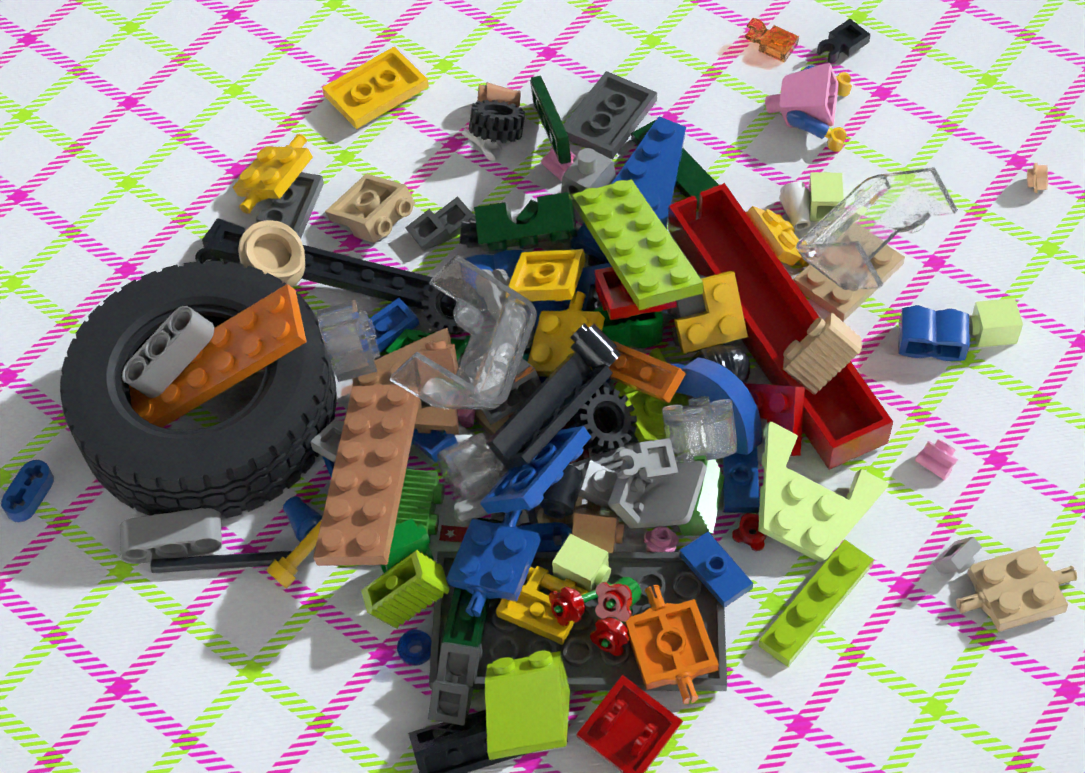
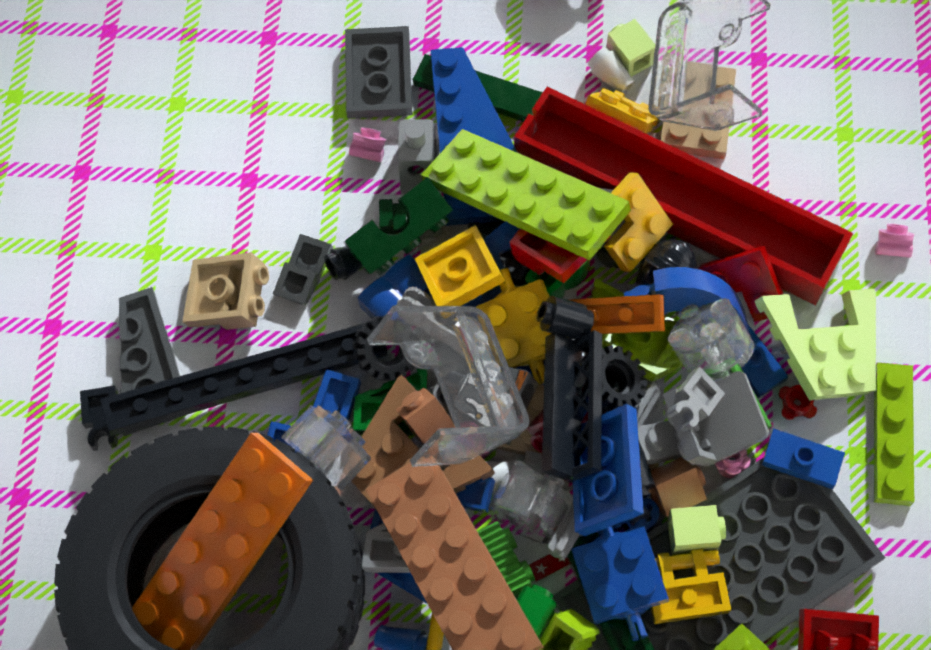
camera: 35 degrees left, 10 degrees up
(168, 352) = (155, 583): light grey beam -> none
(272, 173) = (99, 312): yellow plate -> none
(273, 249) = (182, 399): tan piece -> none
(375, 87) = (131, 164): yellow plate -> none
(486, 145) = (281, 165): white hand -> none
(496, 92) = (258, 112): nougat cone -> none
(496, 121) = (283, 136): black tyre -> none
(550, 120) = (336, 108): dark green tile -> none
(613, 601) = (769, 554): red plant -> none
(671, 644) = (821, 553): orange plate -> none
(821, 352) = (757, 205): tan brick -> none
(933, 333) = (812, 128): blue brick -> none
(995, 322) = (854, 89): yellowish green brick -> none

